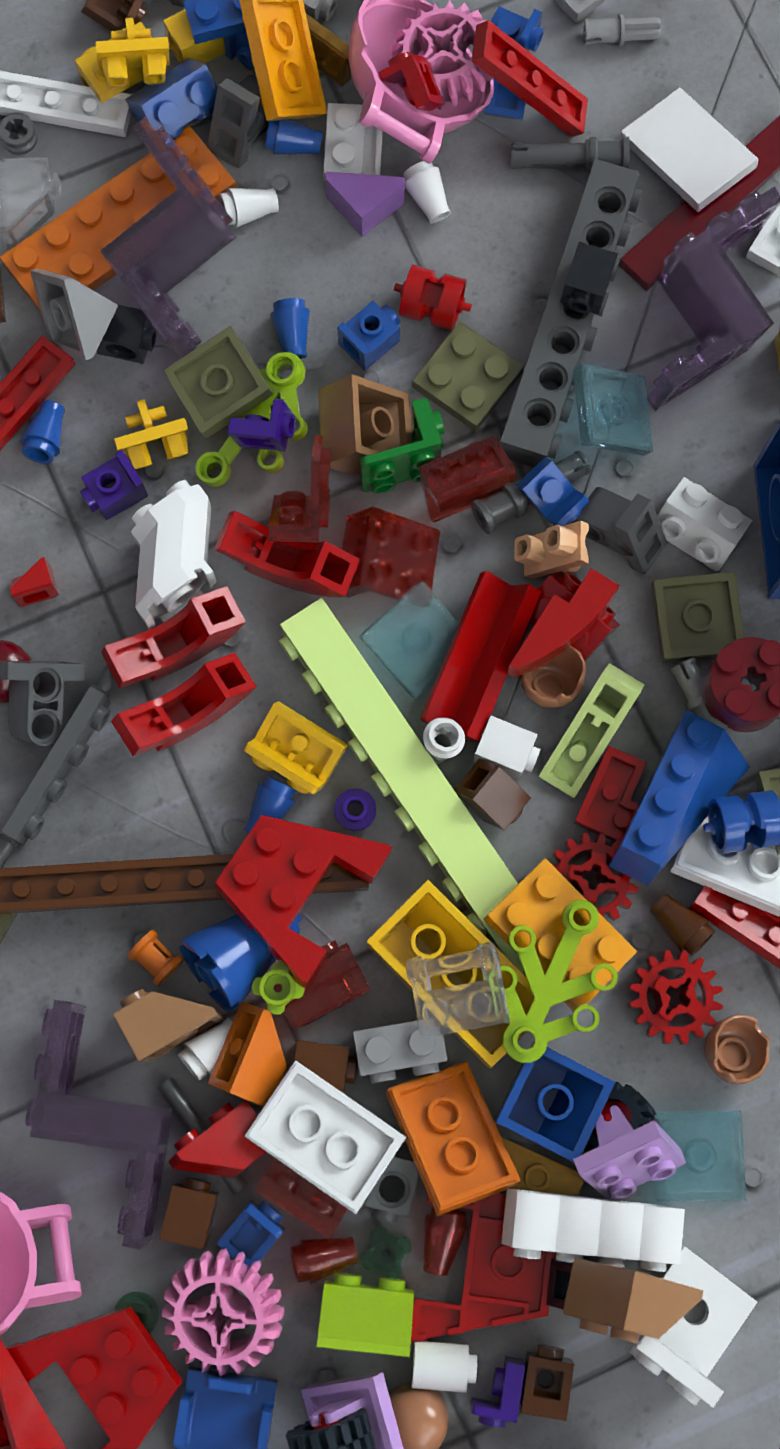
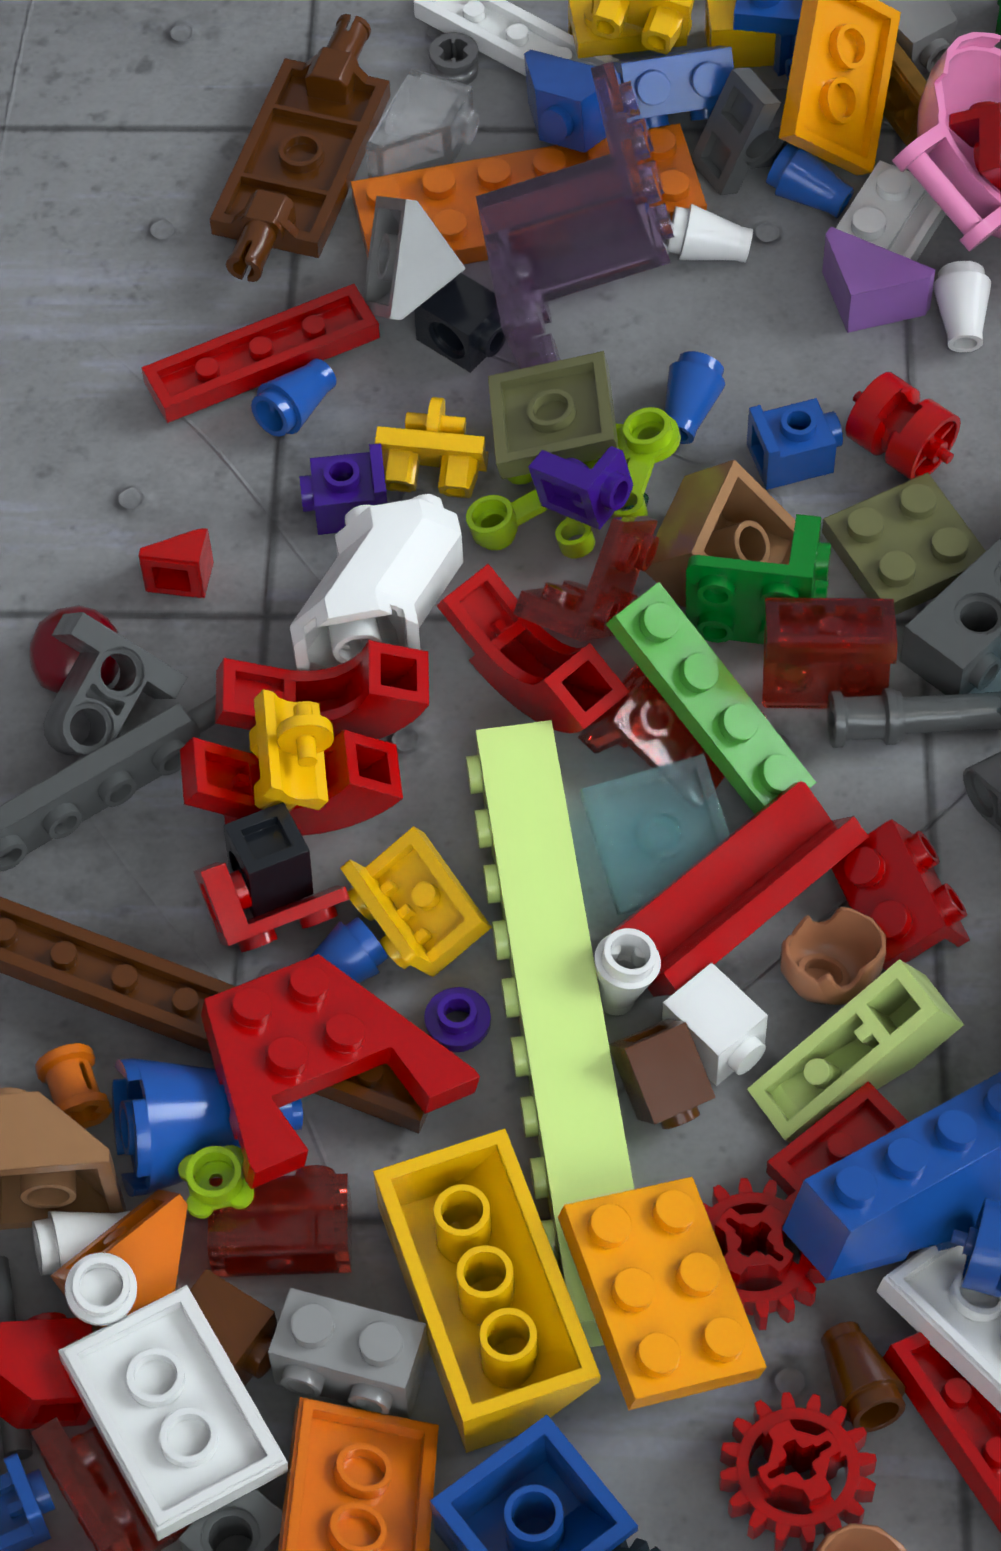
camera: 30 degrees right, 20 degrees down
(112, 141) = (563, 101): none -> blue slope
(179, 693) = (290, 752): none -> yellow hips
(197, 763) = (270, 858): none -> black brick
(209, 808) = (228, 897): none -> red bracket
(251, 1090) = (100, 1289): none -> white plate
(408, 543) = (707, 698): none -> bright green plate
(459, 1006) = (464, 1301): clear plate -> none
(549, 988) = (603, 1339): lime plant -> none
(552, 494) = (947, 721): blue bracket -> none
(553, 550) = (915, 794): light nougat hips -> none
(564, 623) = (874, 879): red slope -> none

